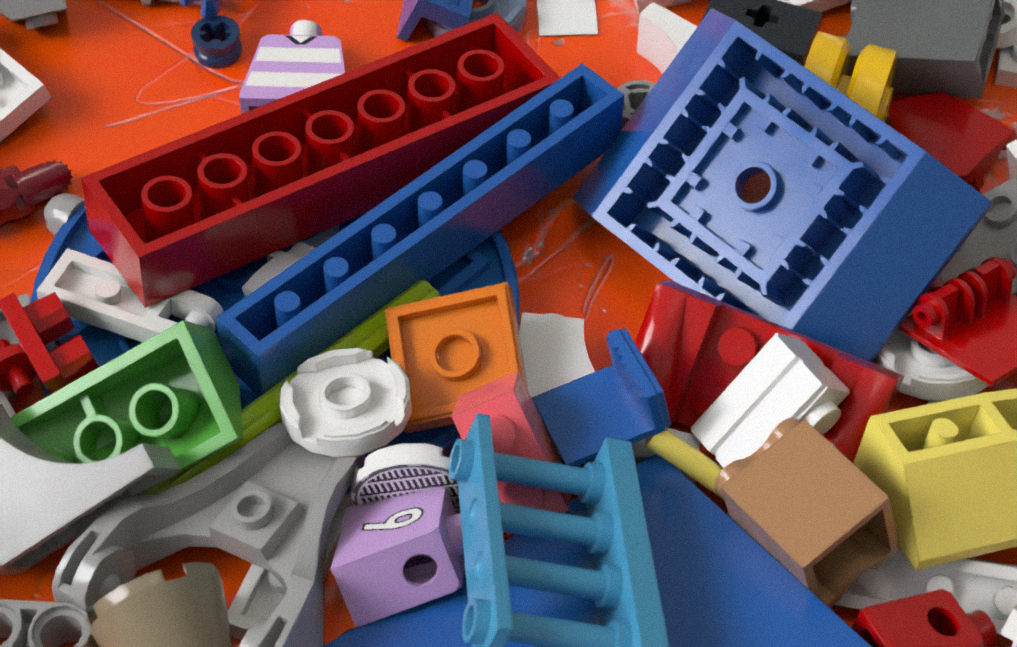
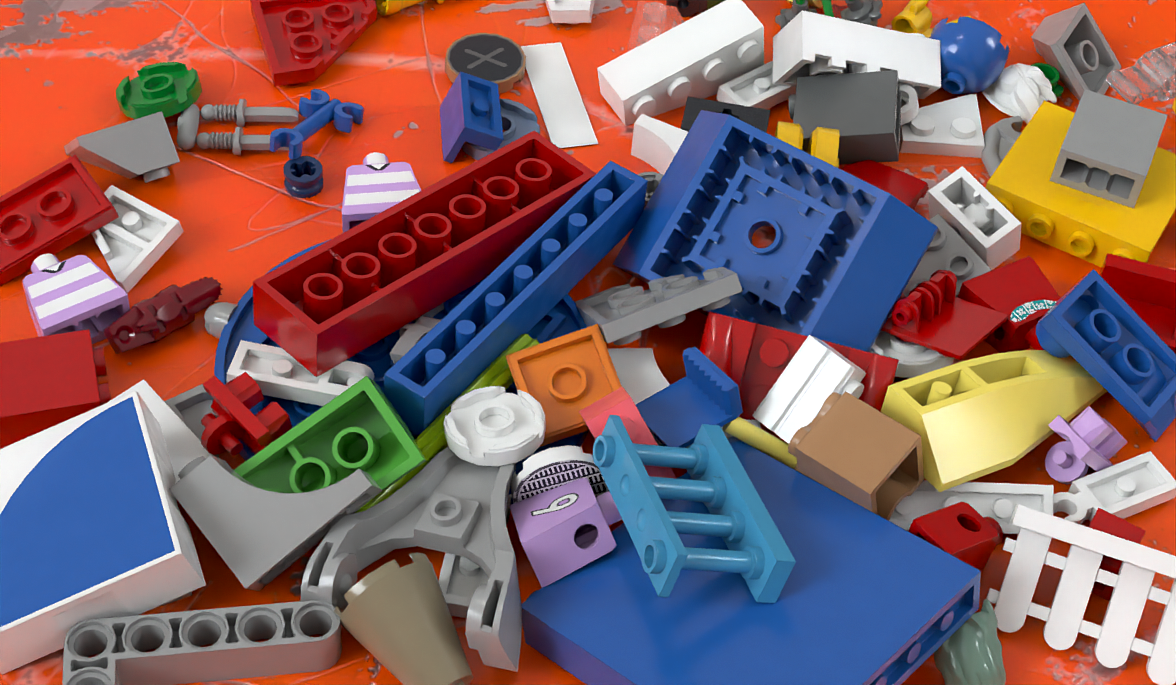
camera: 15 degrees left, 5 degrees down
(569, 262) = (628, 310): none -> light grey plate

